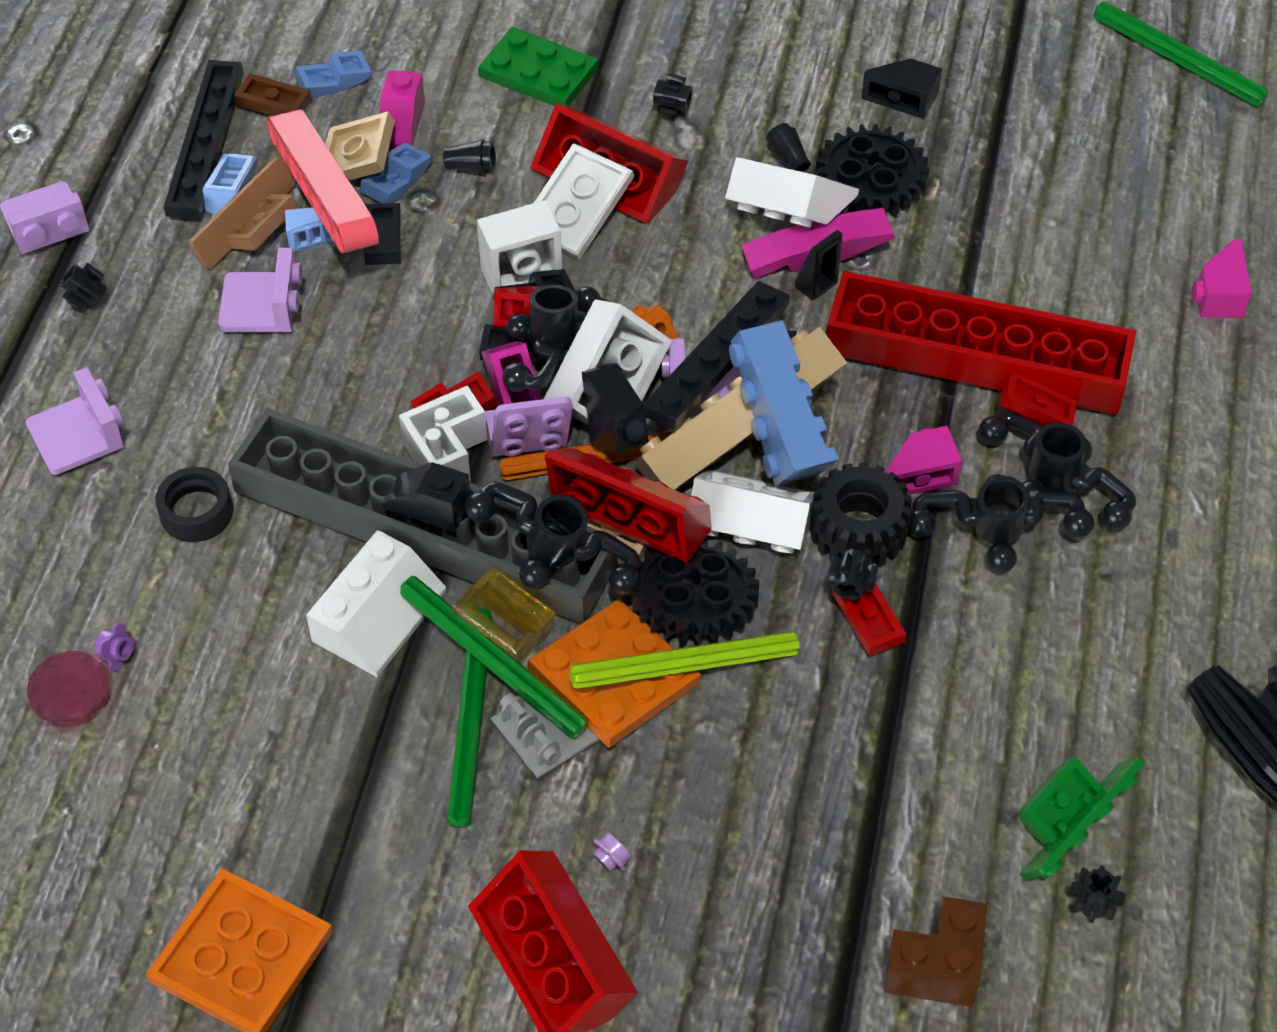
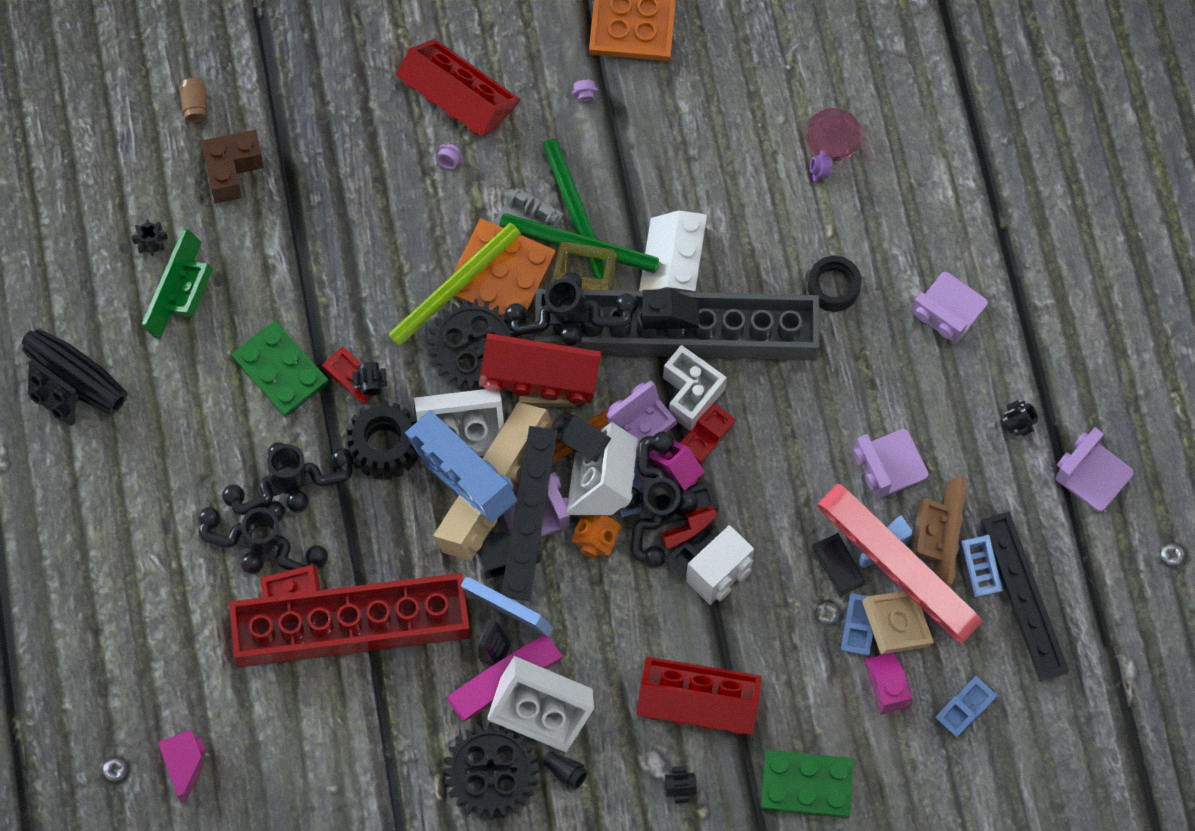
camera: 155 degrees right, 15 degrees up
(271, 96) = (997, 658): reddish brown plate -> none
(369, 874) = (585, 90): none -> lavender plate
(472, 157) = (809, 659): black cone -> none
(583, 196) = (704, 641): white tile -> none
(781, 265) = (507, 606): none -> light blue tile
(927, 461) = (356, 506): dark pink slope -> none
(963, 664) = (280, 369): none -> green plate

